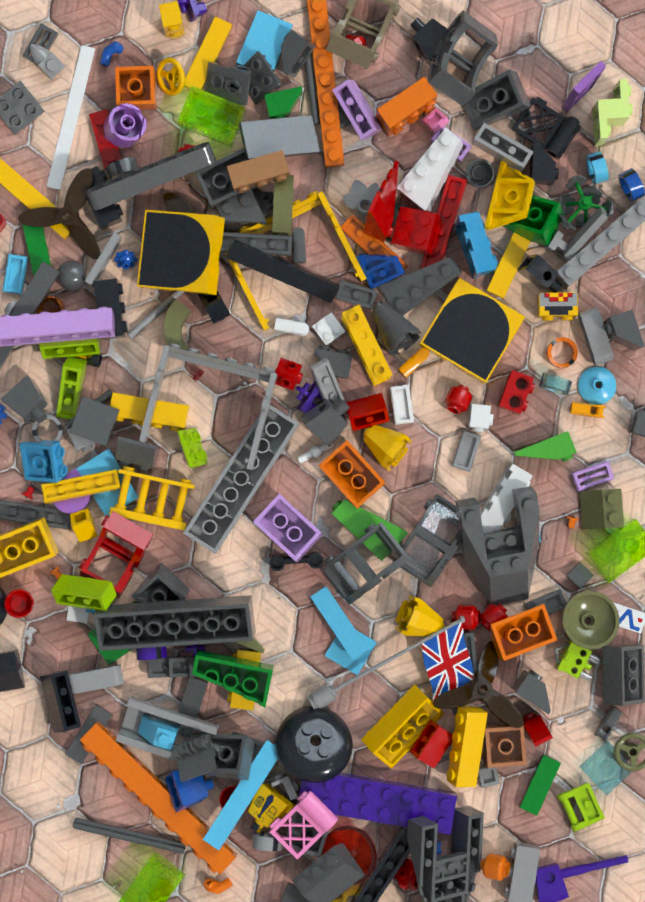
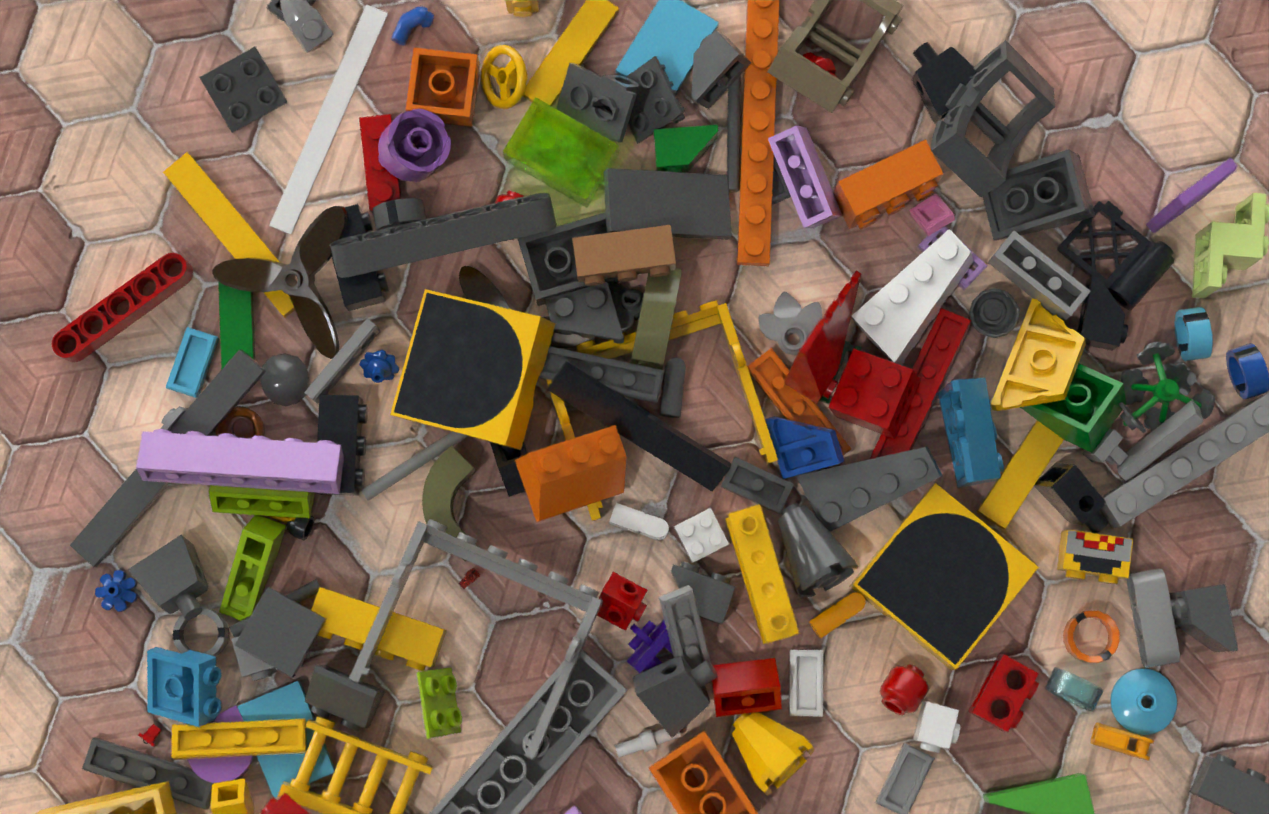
camera: 15 degrees right, 5 degrees down
(249, 303) = (574, 473): none -> orange slope

